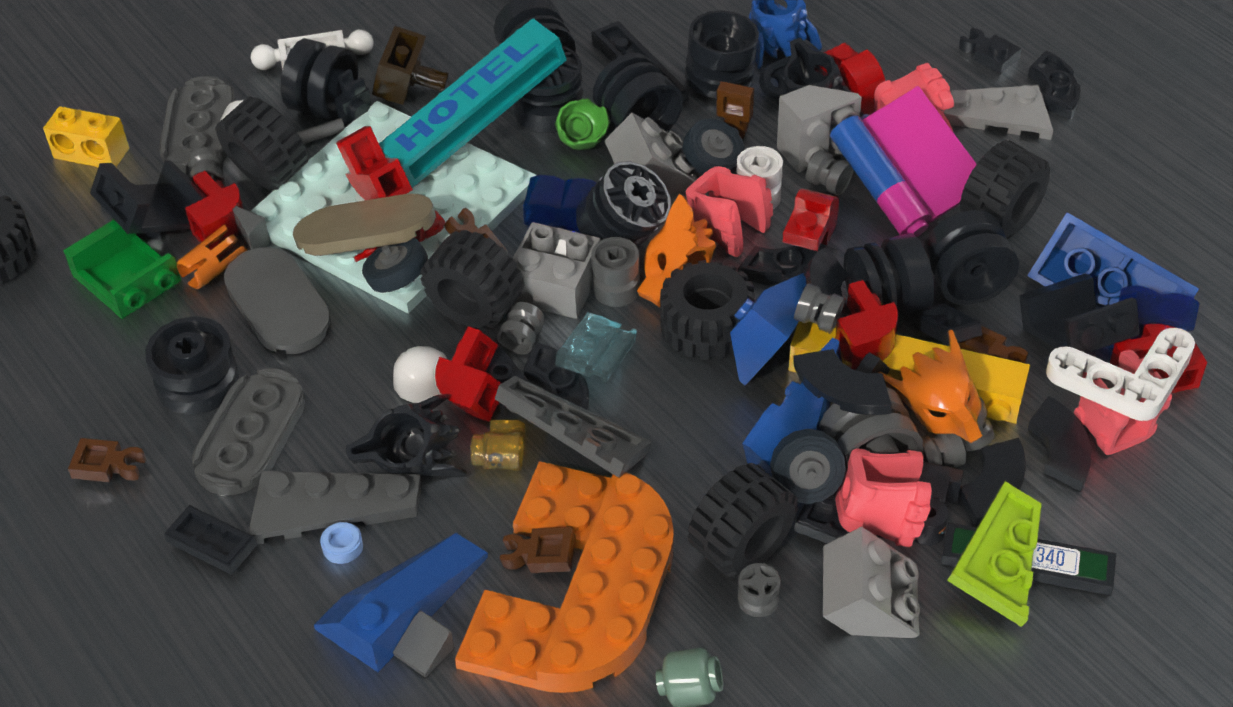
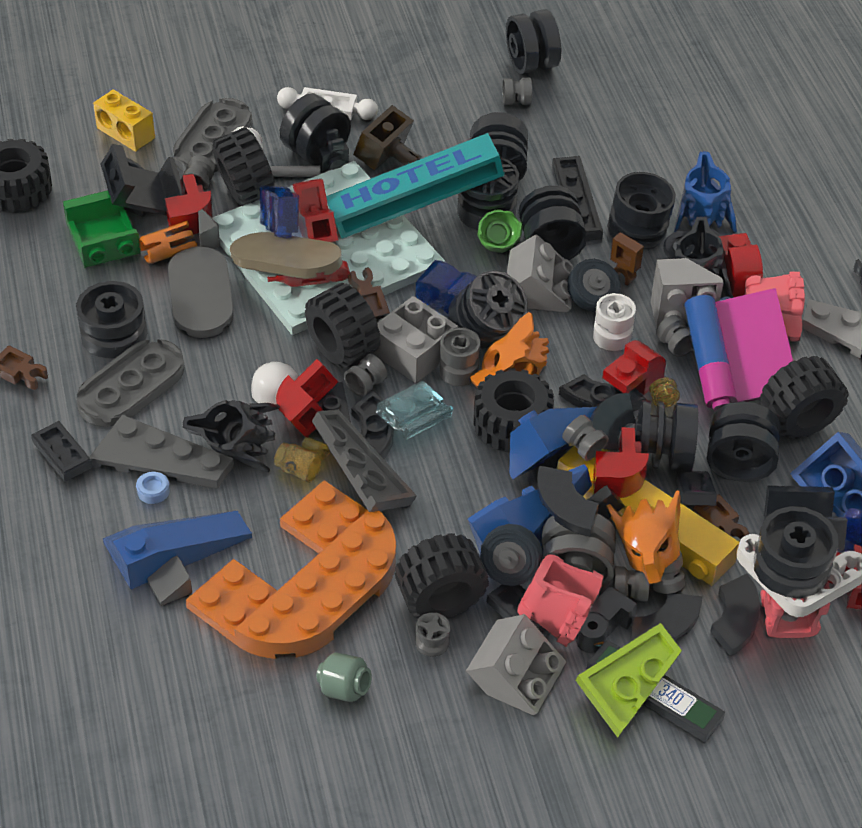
camera: 20 degrees right, 0 degrees up
(333, 177) = (279, 210): none -> clear blue brick
(394, 265) = (291, 294): black wheel -> none
(544, 552) = (290, 548): reddish brown plate -> none
(729, 202) = (581, 324): coral piece -> none
(851, 234) = (664, 390): none -> clear yellow bush
(1123, 349) = (795, 552): none -> black wheel

